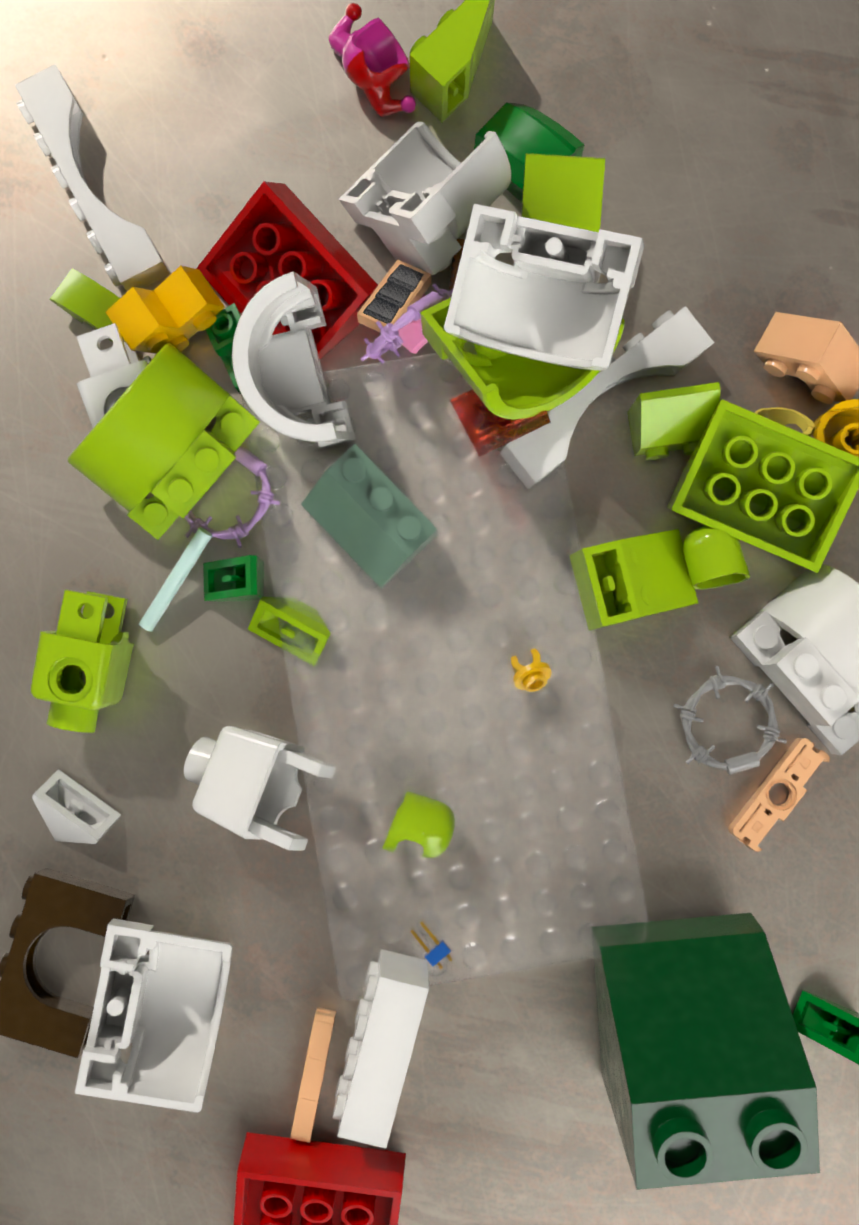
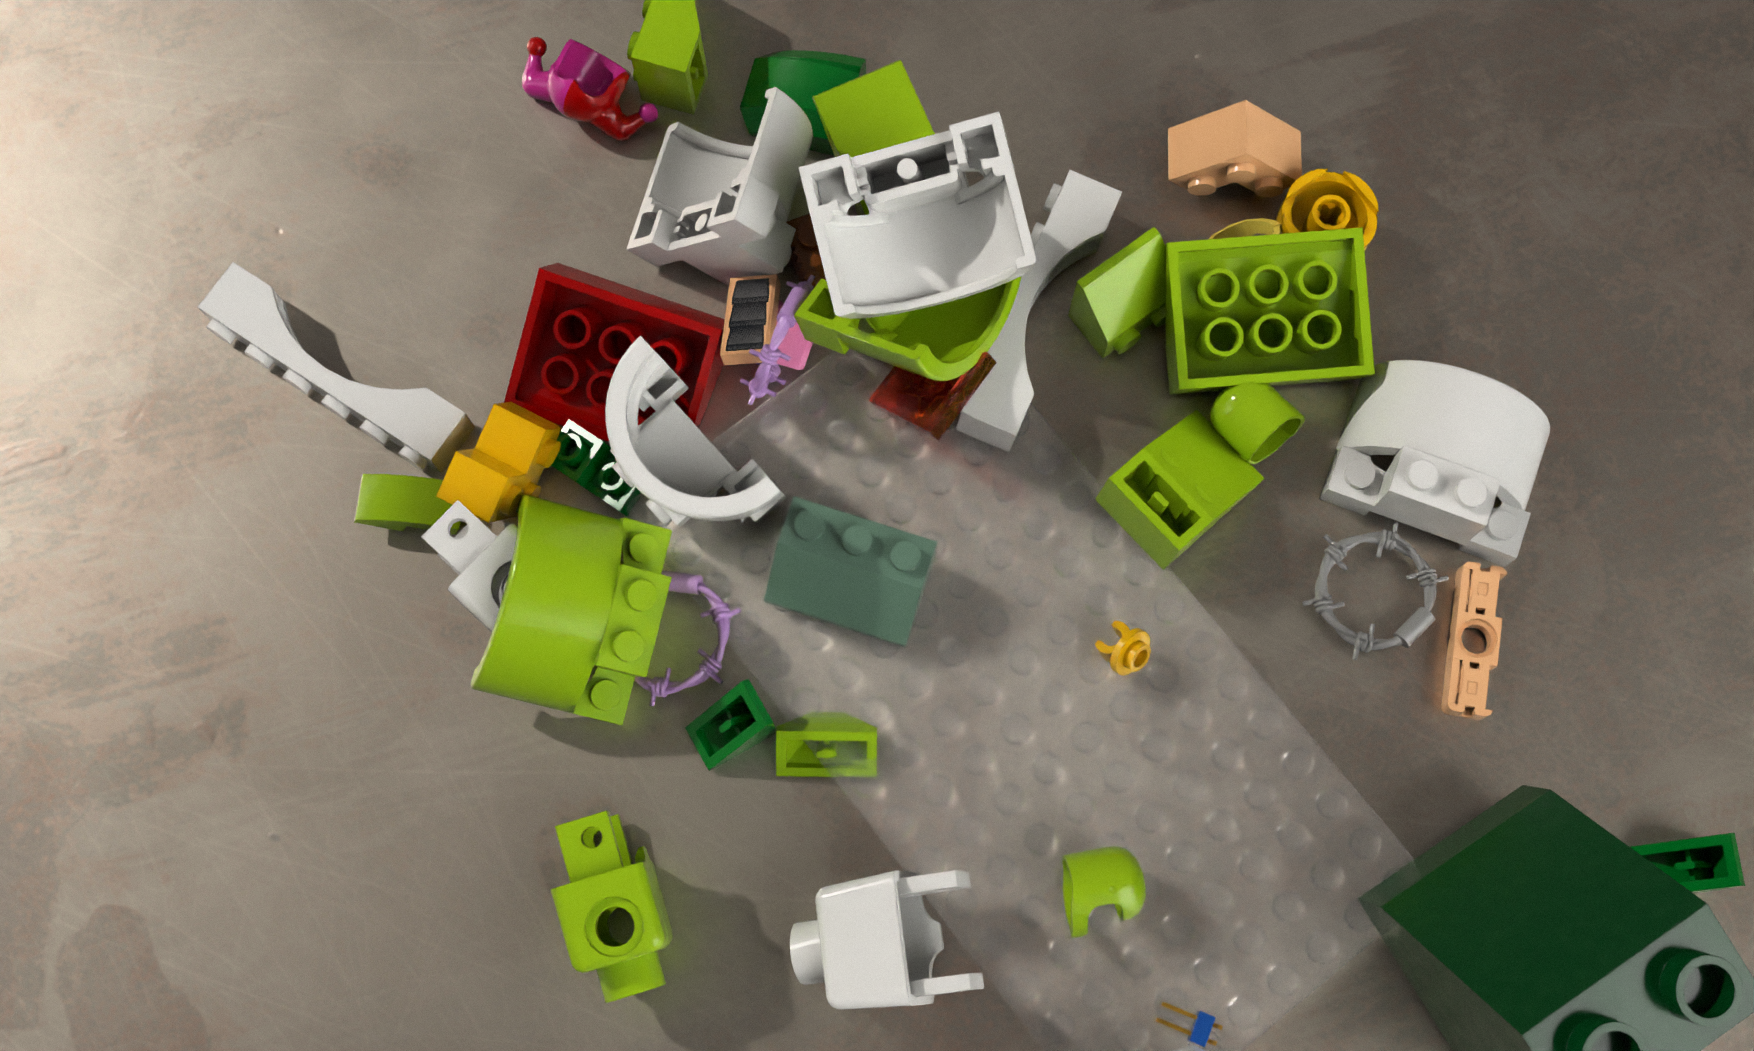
camera: 25 degrees left, 10 degrees down
(175, 579) = (665, 761): light aqua bar -> none

